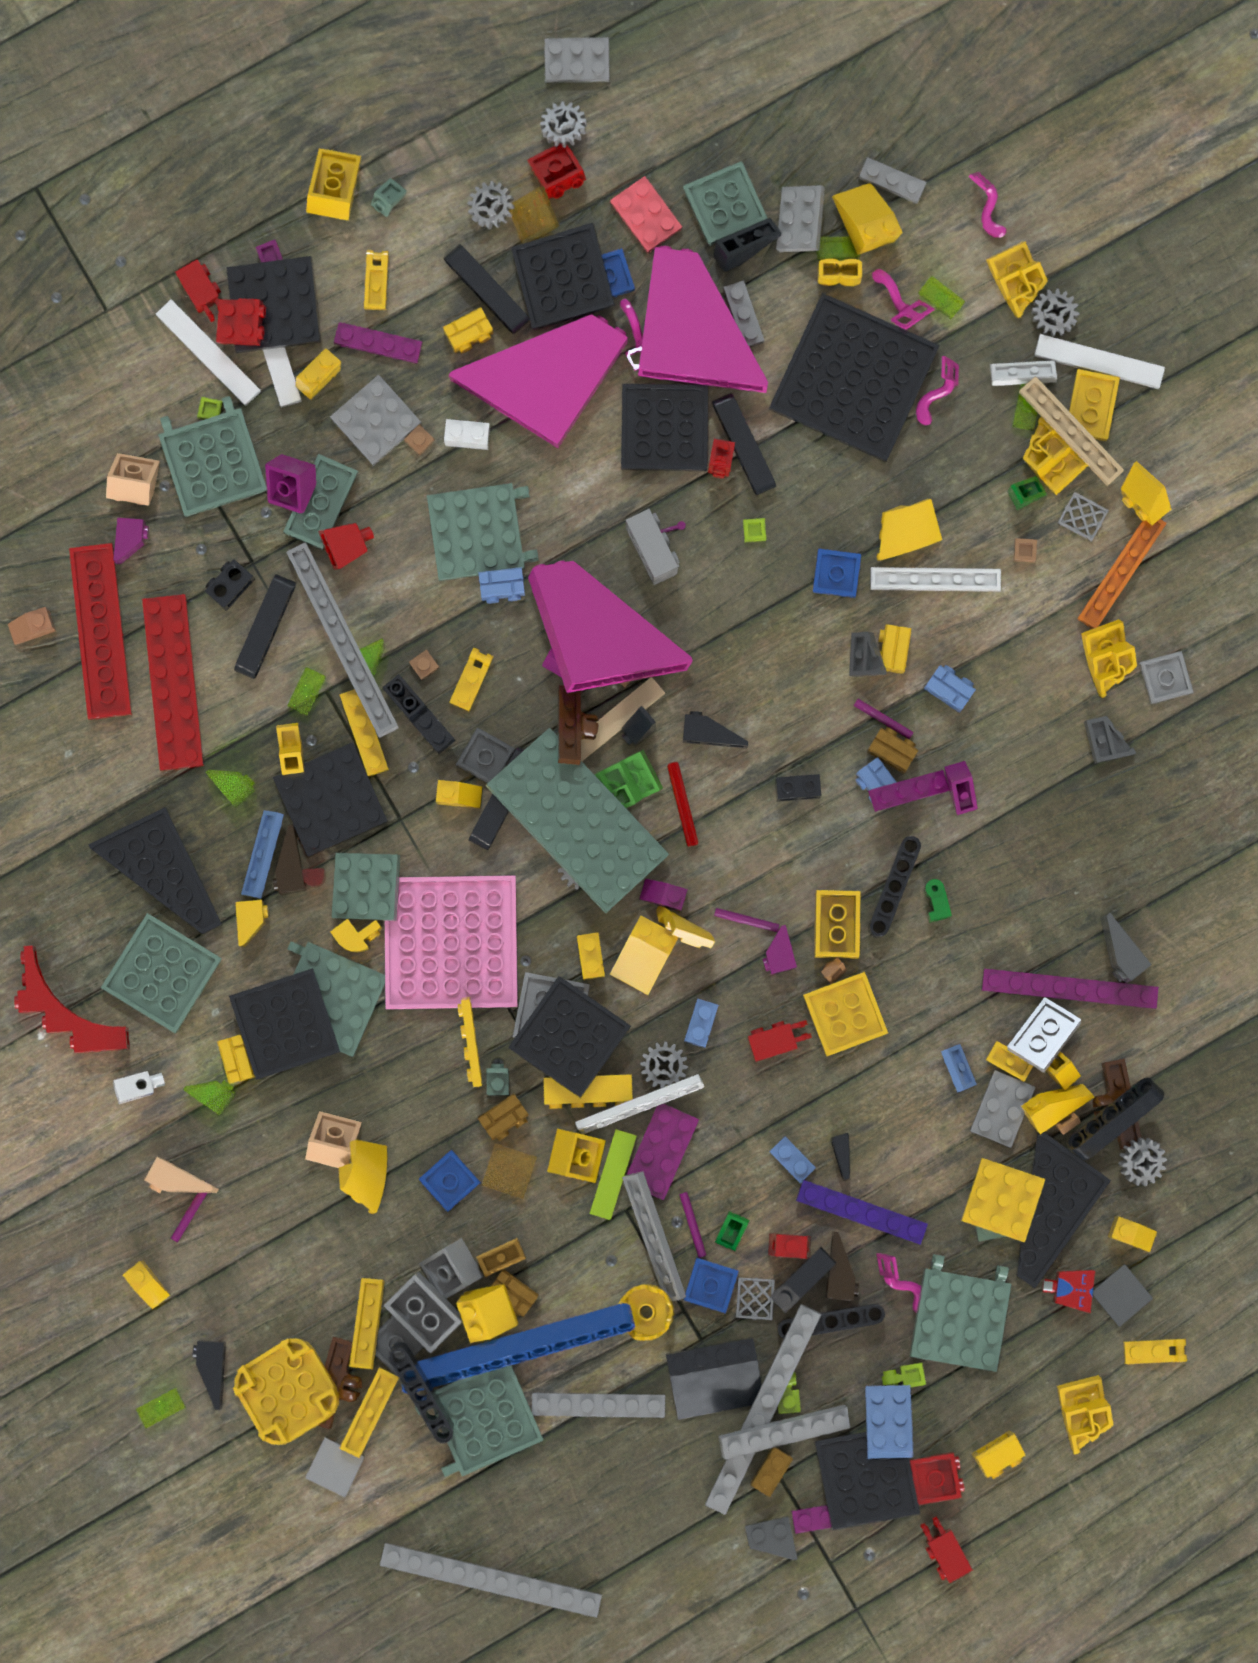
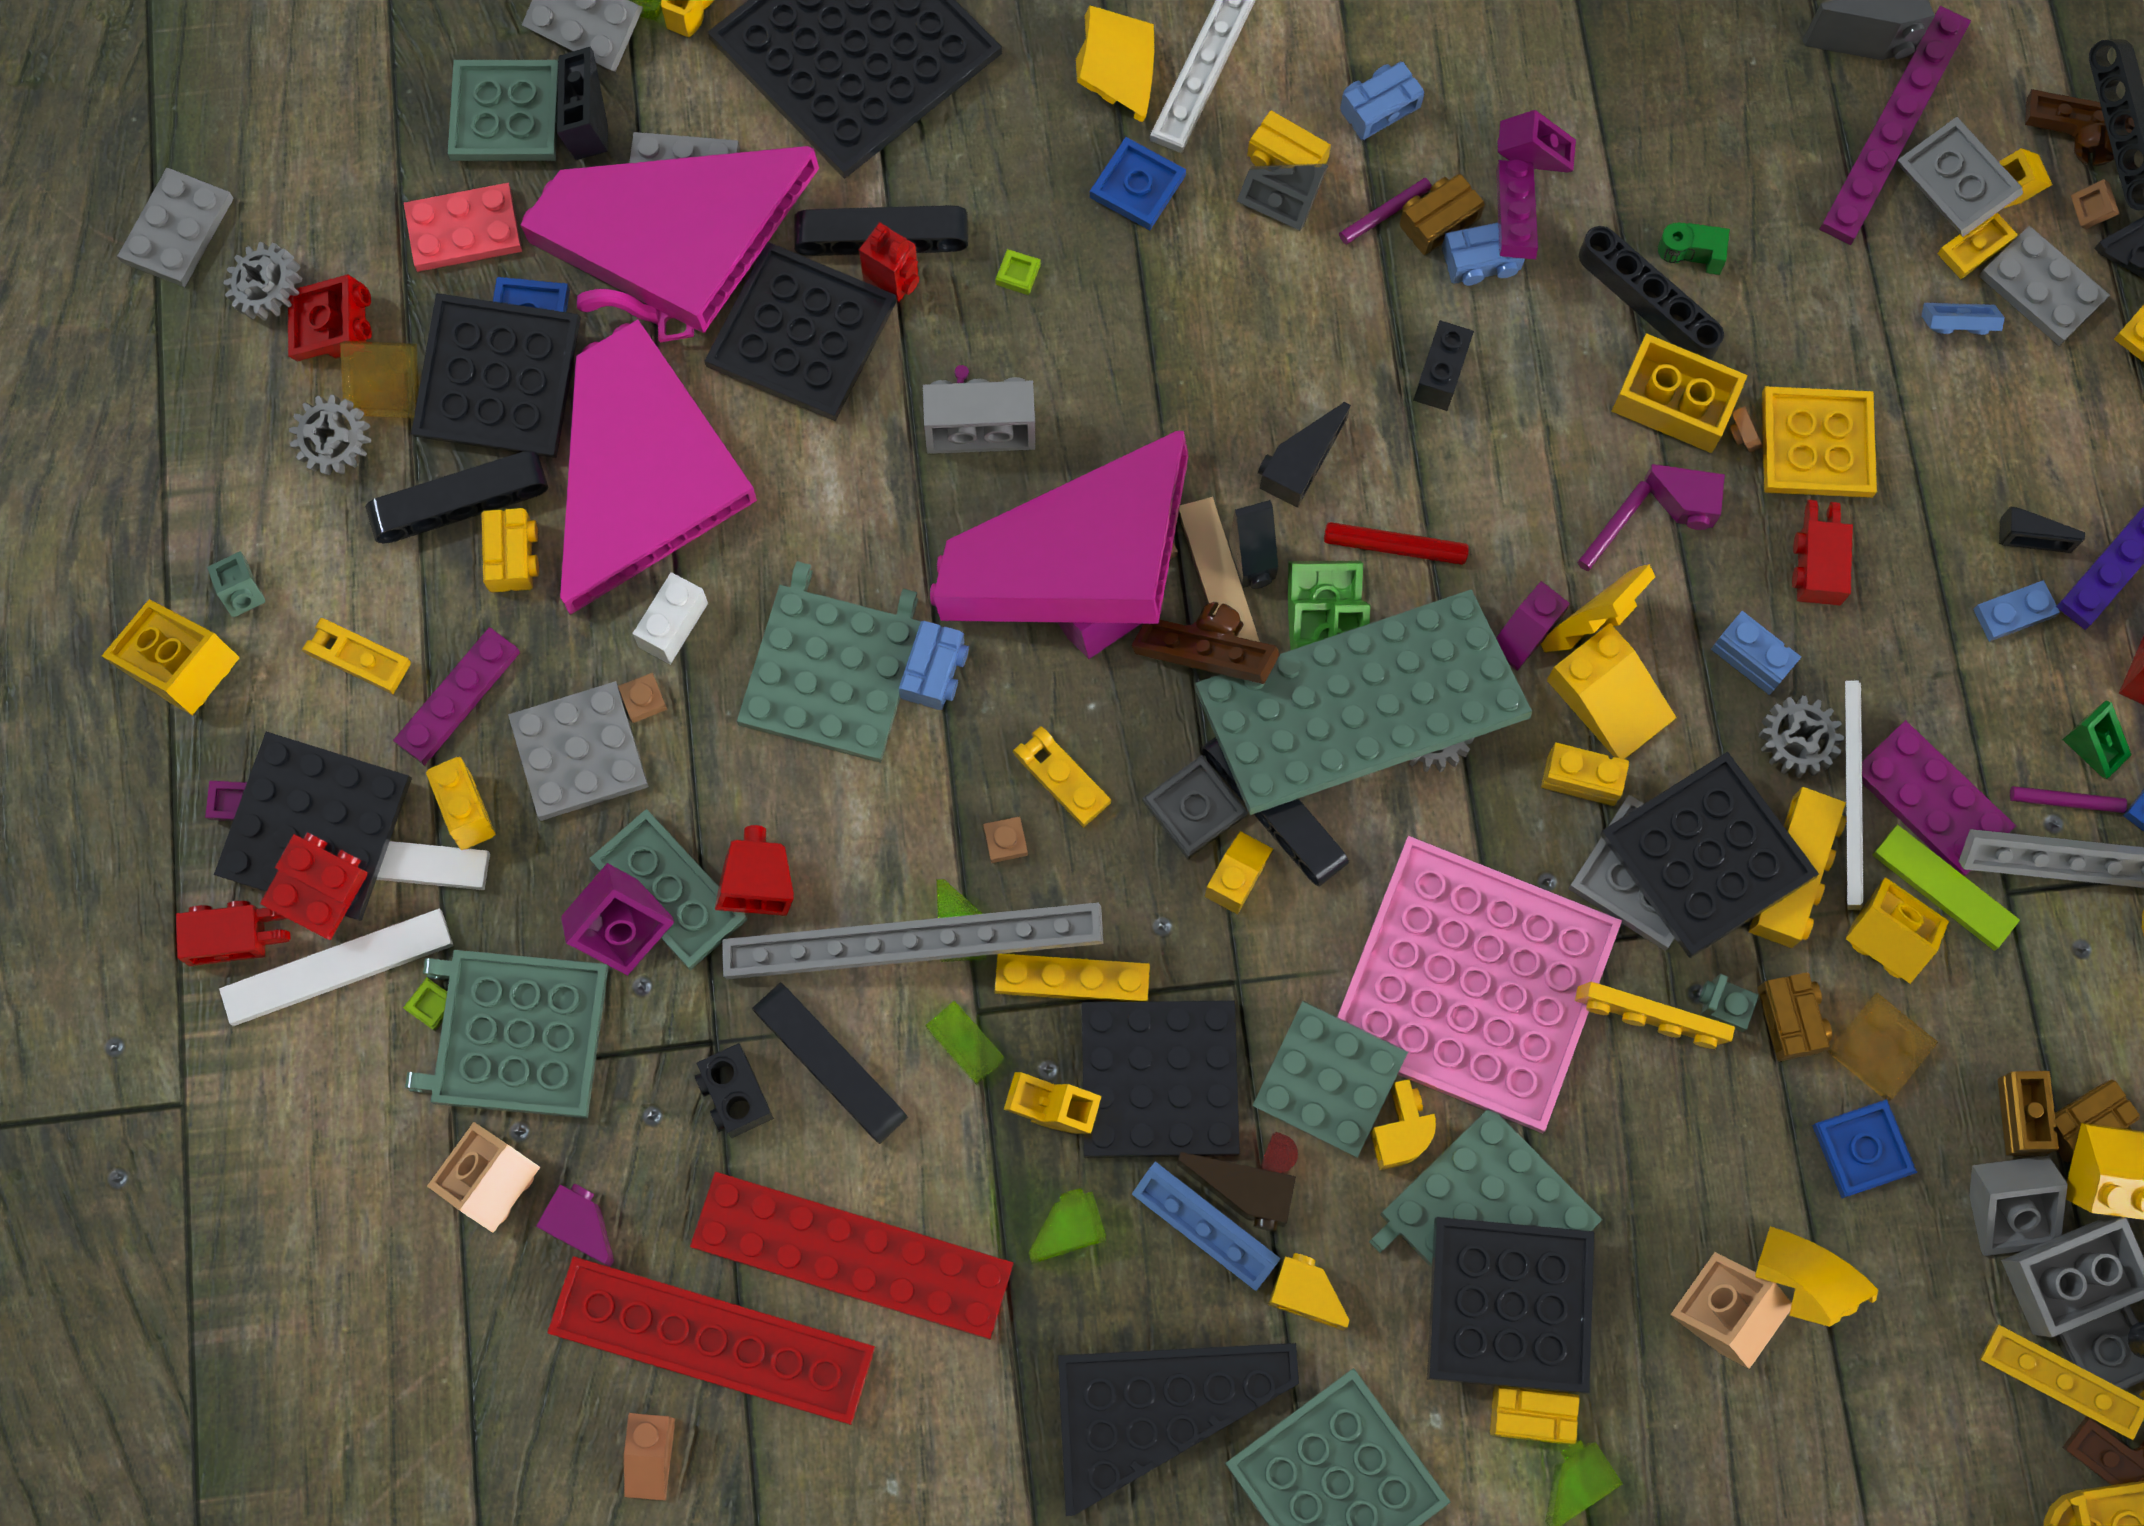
camera: 65 degrees left, 10 degrees down
(418, 714) = (1085, 878): black slope -> none
(1053, 1106) = (2071, 207): yellow slope -> none

